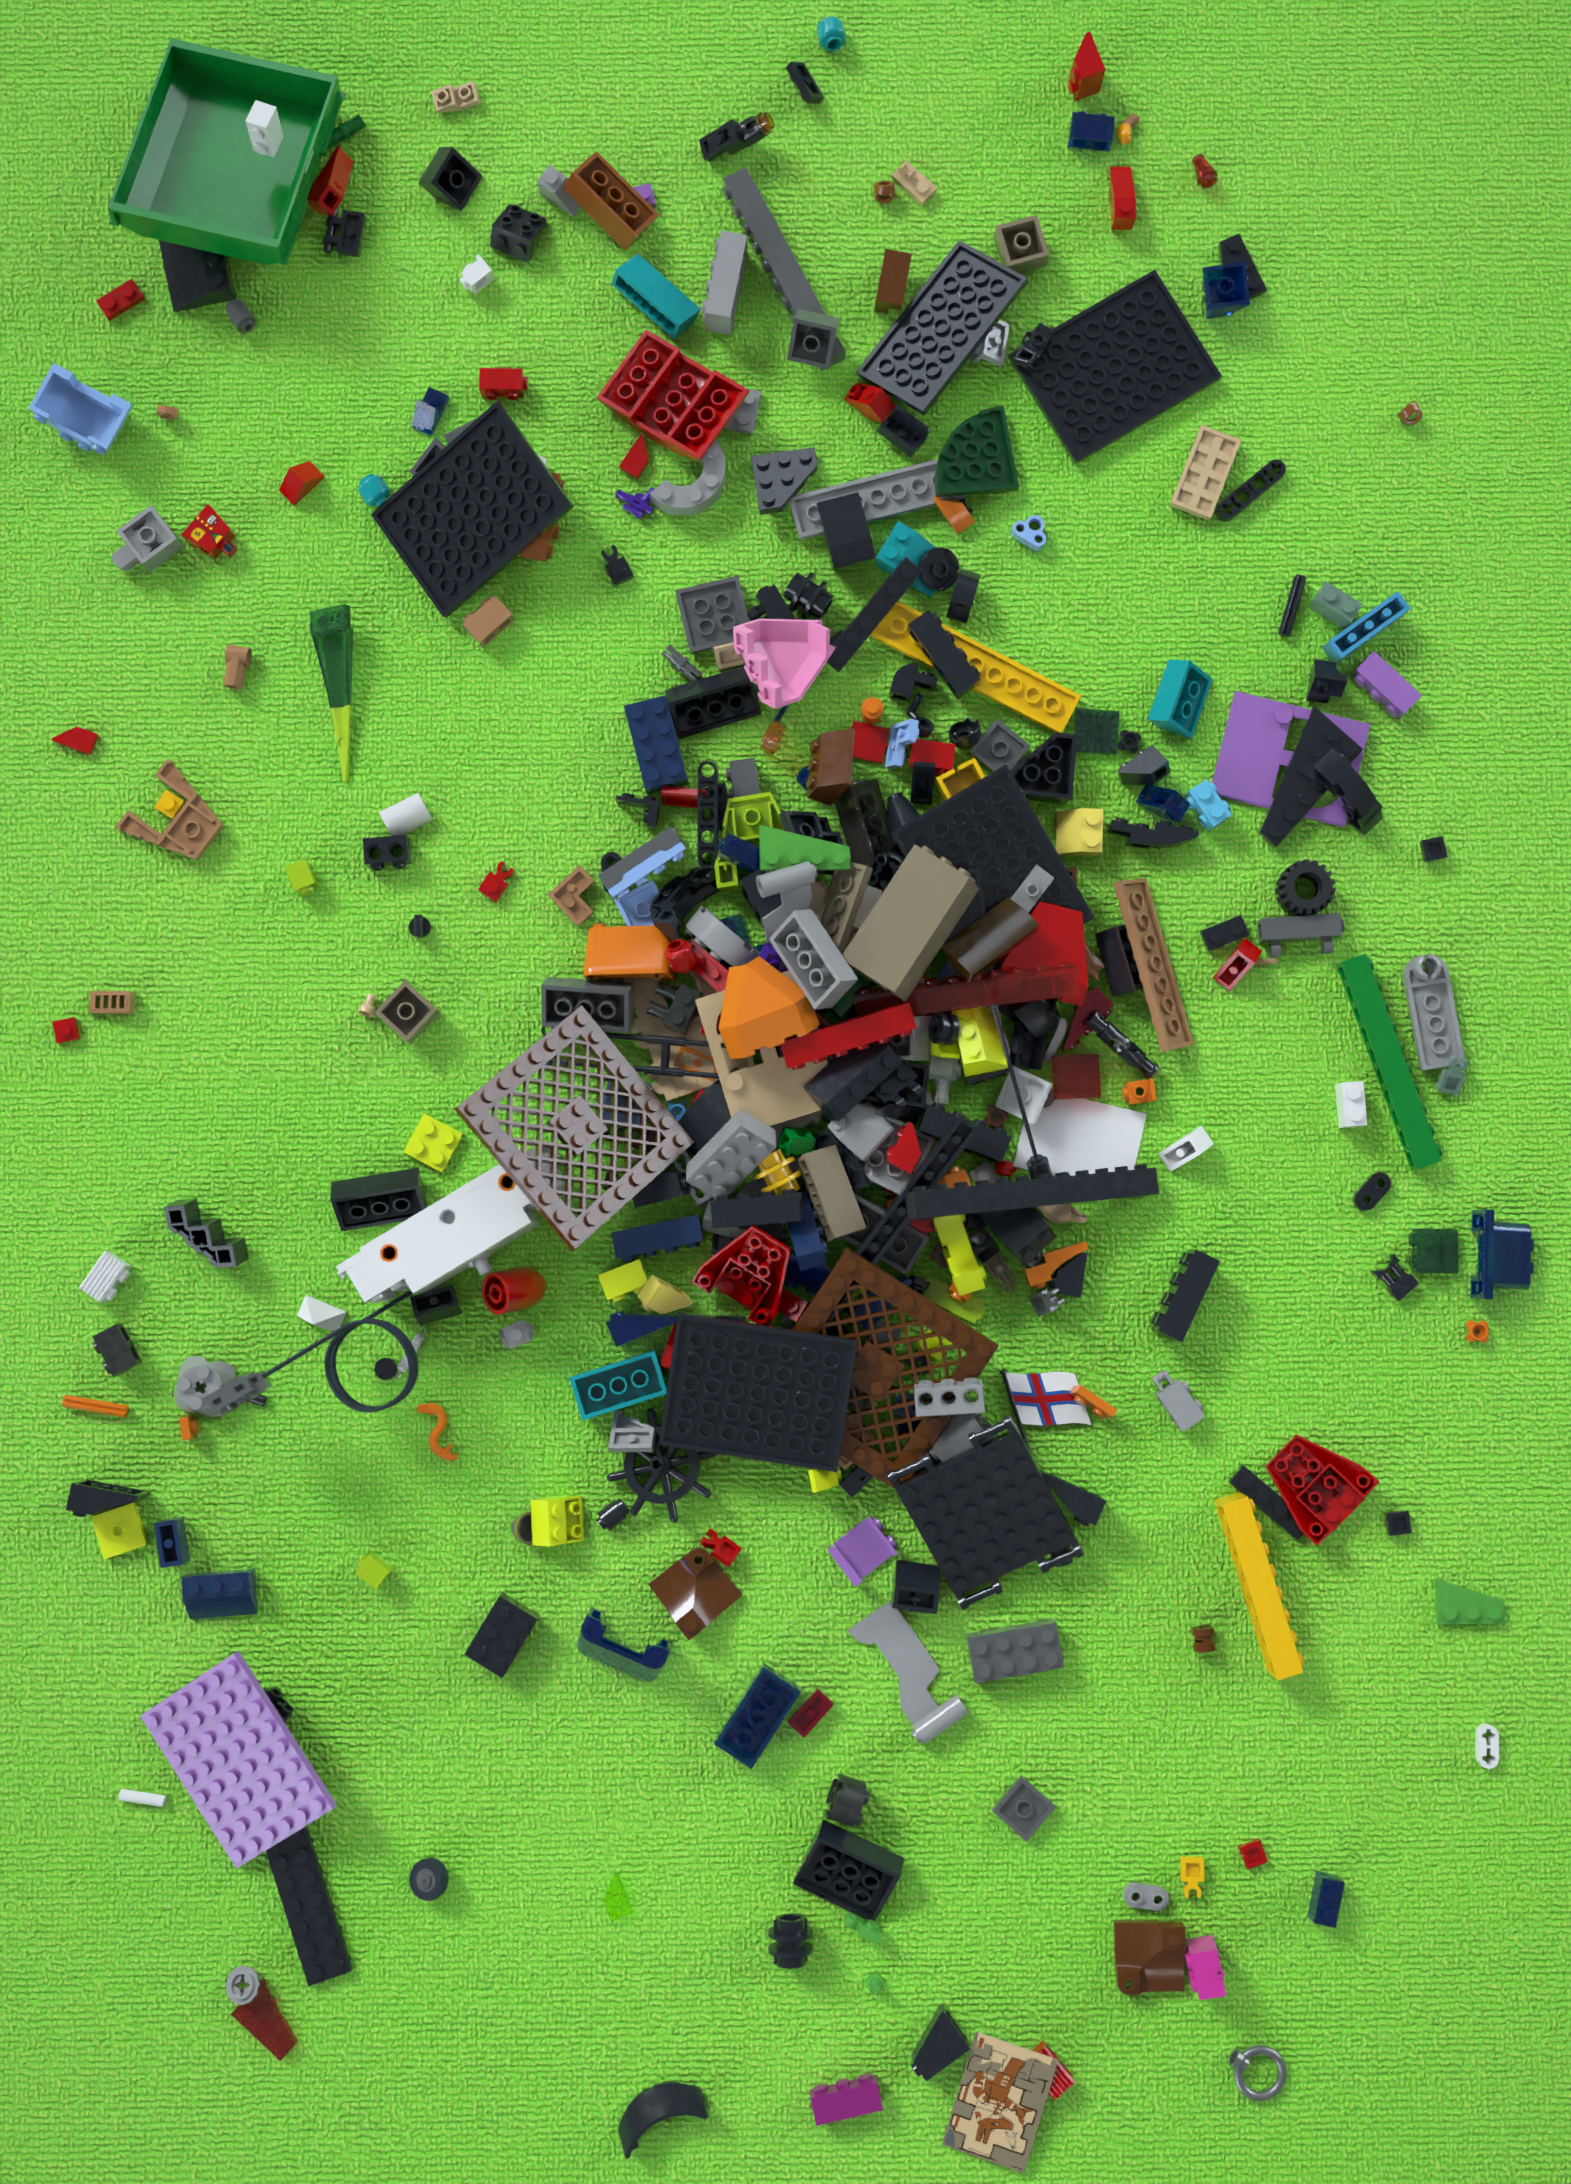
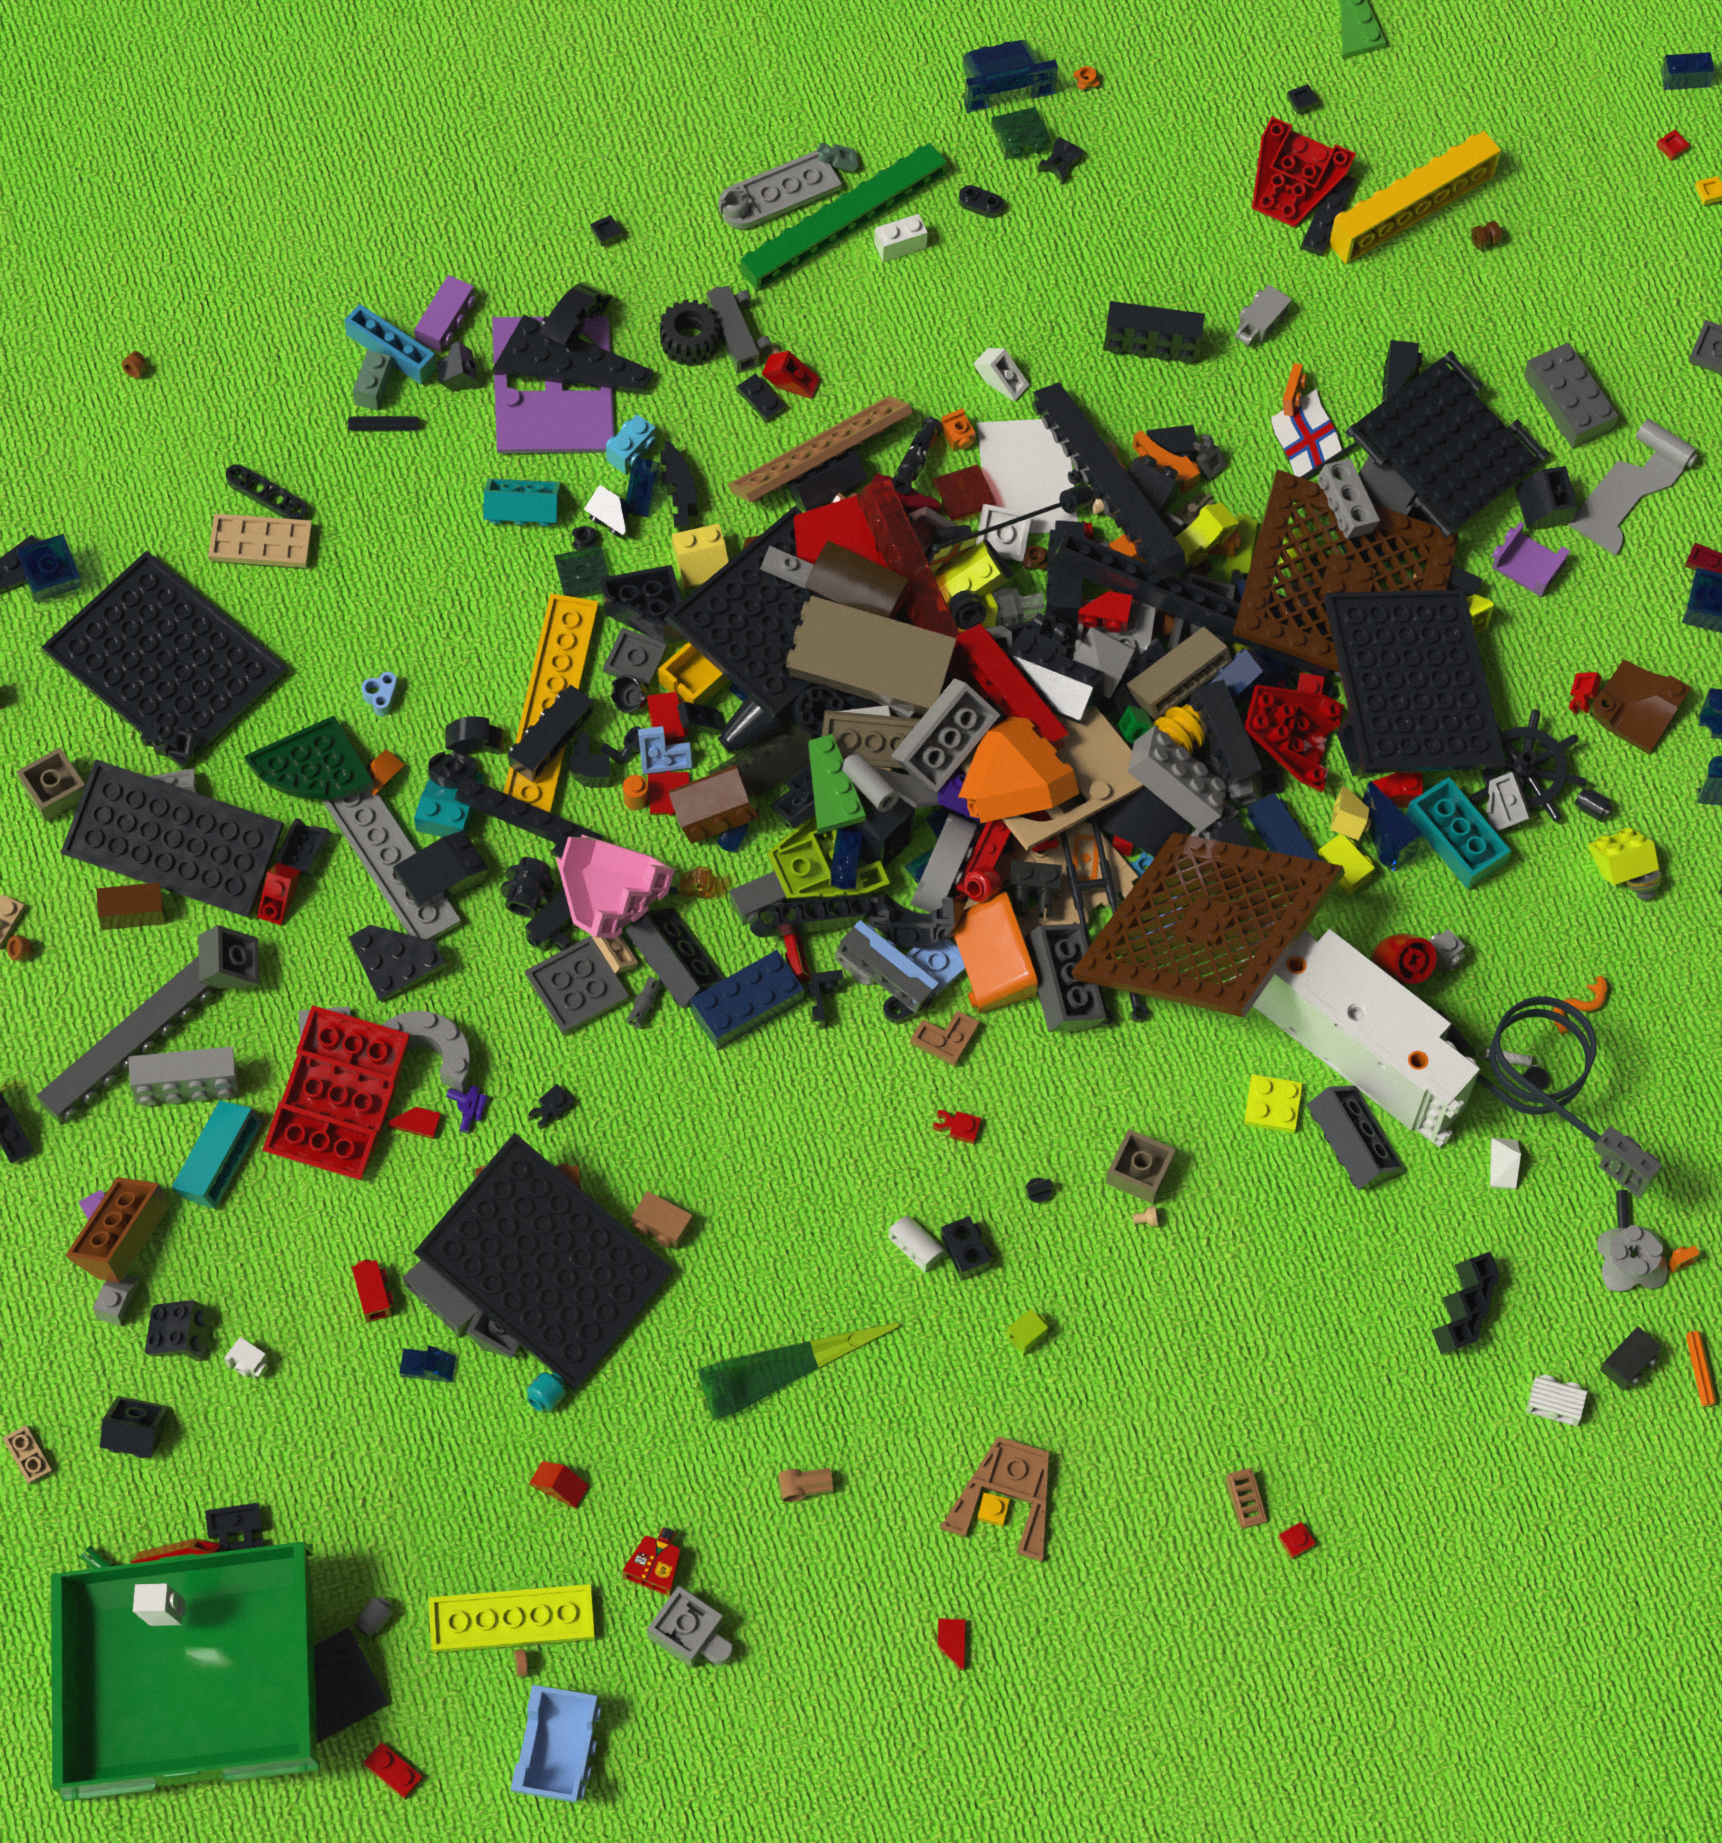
camera: 110 degrees left, 20 degrees down
(205, 416) = (511, 1618): none -> neon yellow plate

